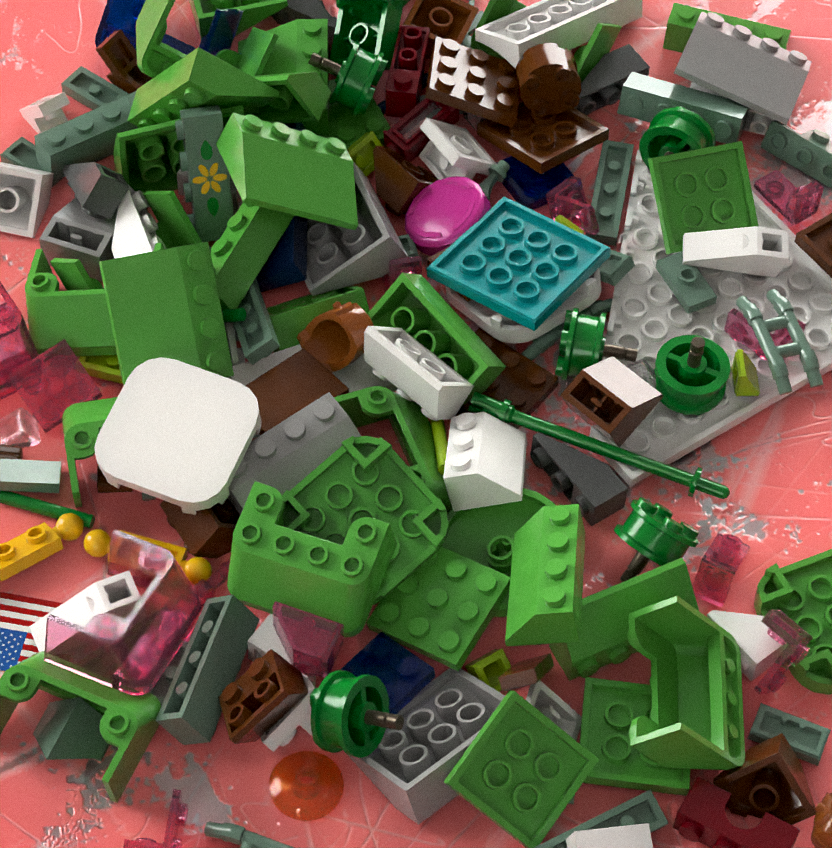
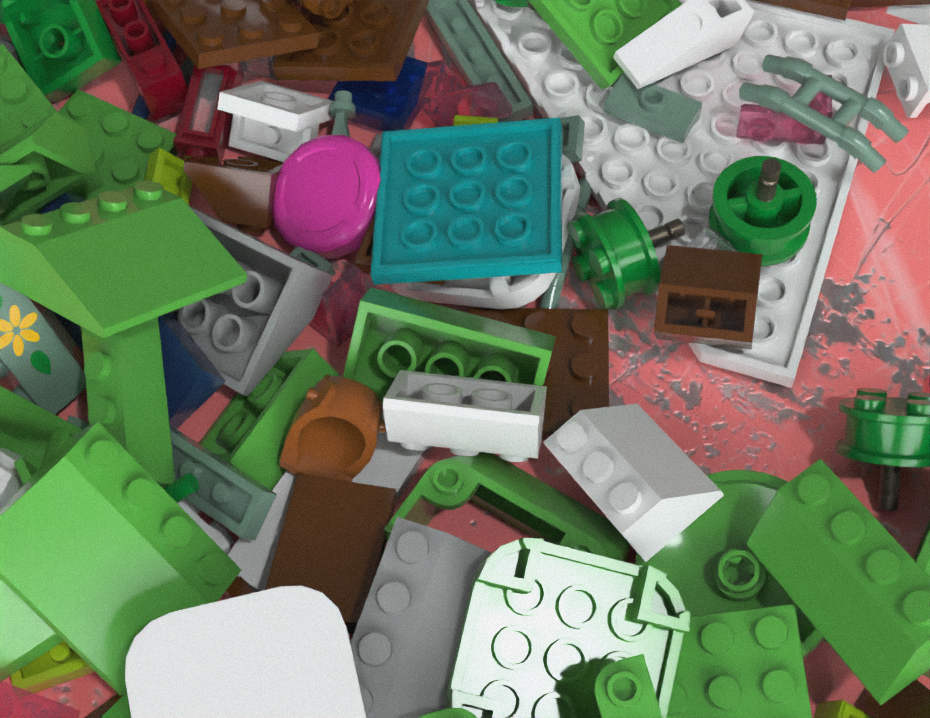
camera: 30 degrees left, 5 degrees up
(353, 77) = (92, 93): green wheel -> none
(440, 443) = (561, 489): lime bar -> none
(507, 413) = (600, 393): green bar -> none
(580, 478) = (739, 415): dark grey slope -> none
(744, 375) = (821, 181): lime slope -> none

